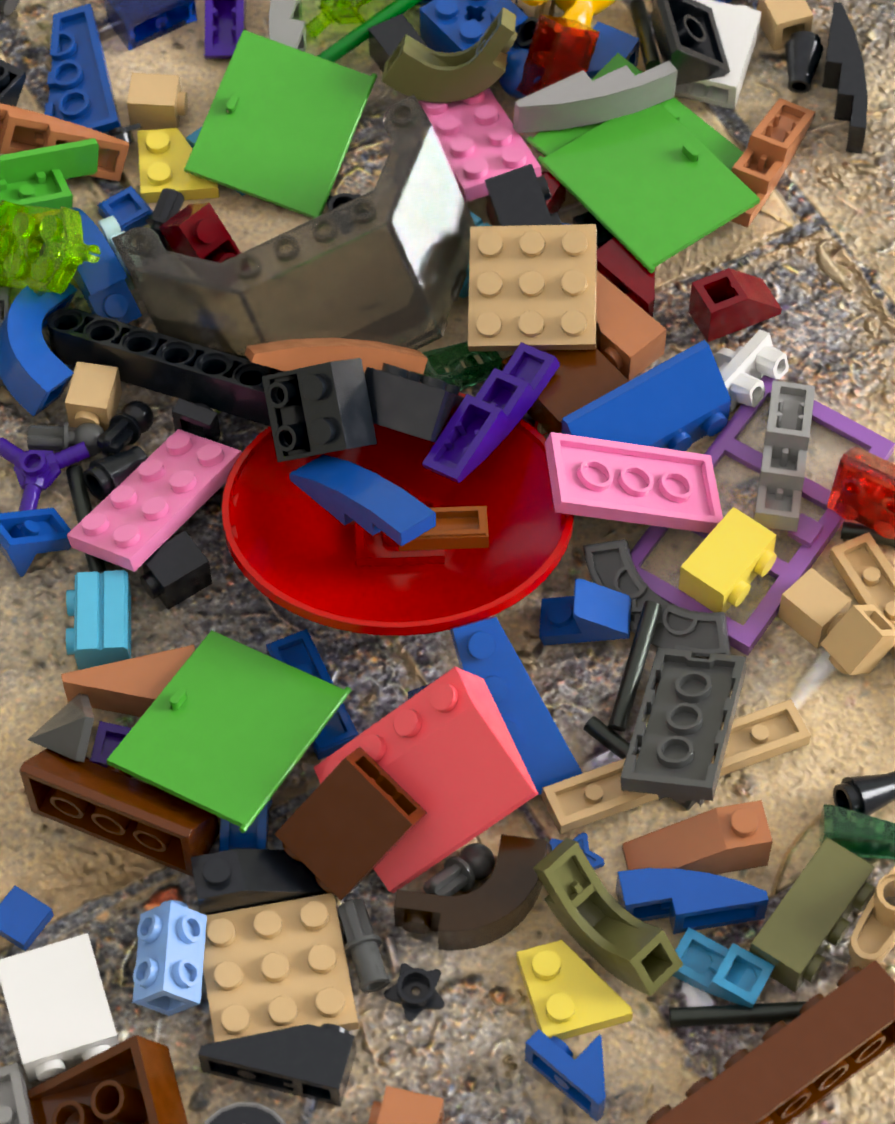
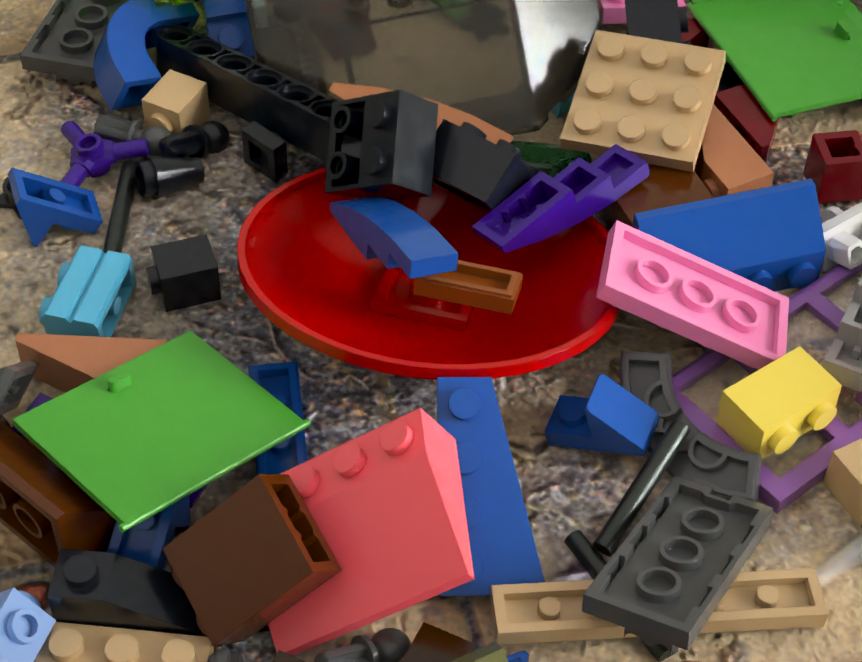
camera: 15 degrees right, 10 degrees down
(154, 500) = (186, 205): bright pink plate -> none

